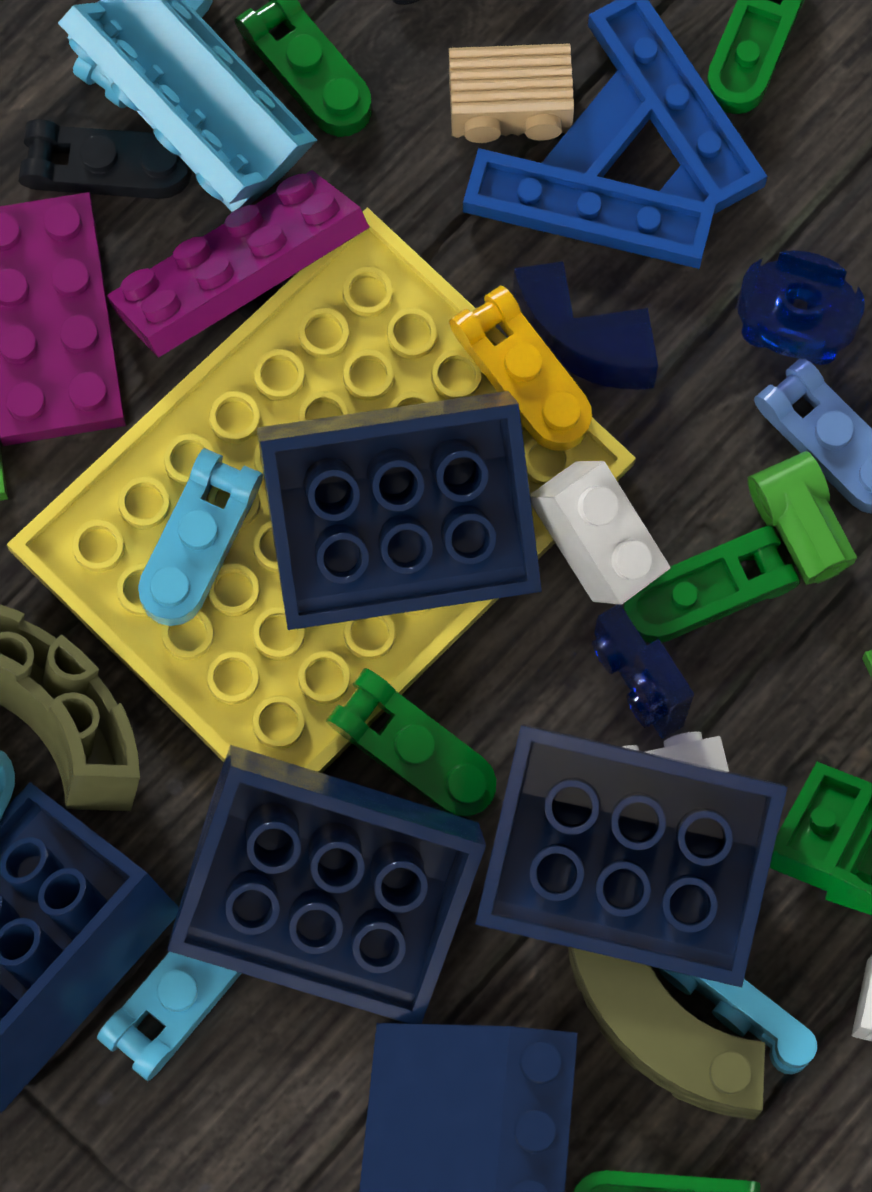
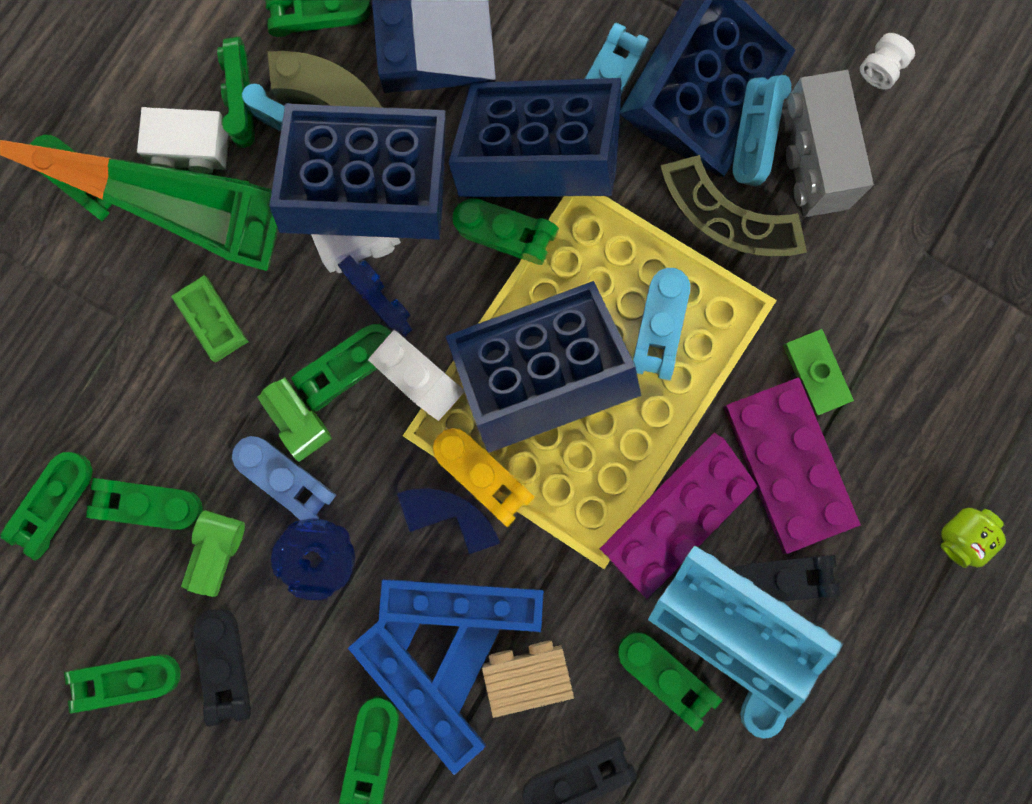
camera: 170 degrees right, 10 degrees up
(828, 1078) = (239, 120): none -> green plate

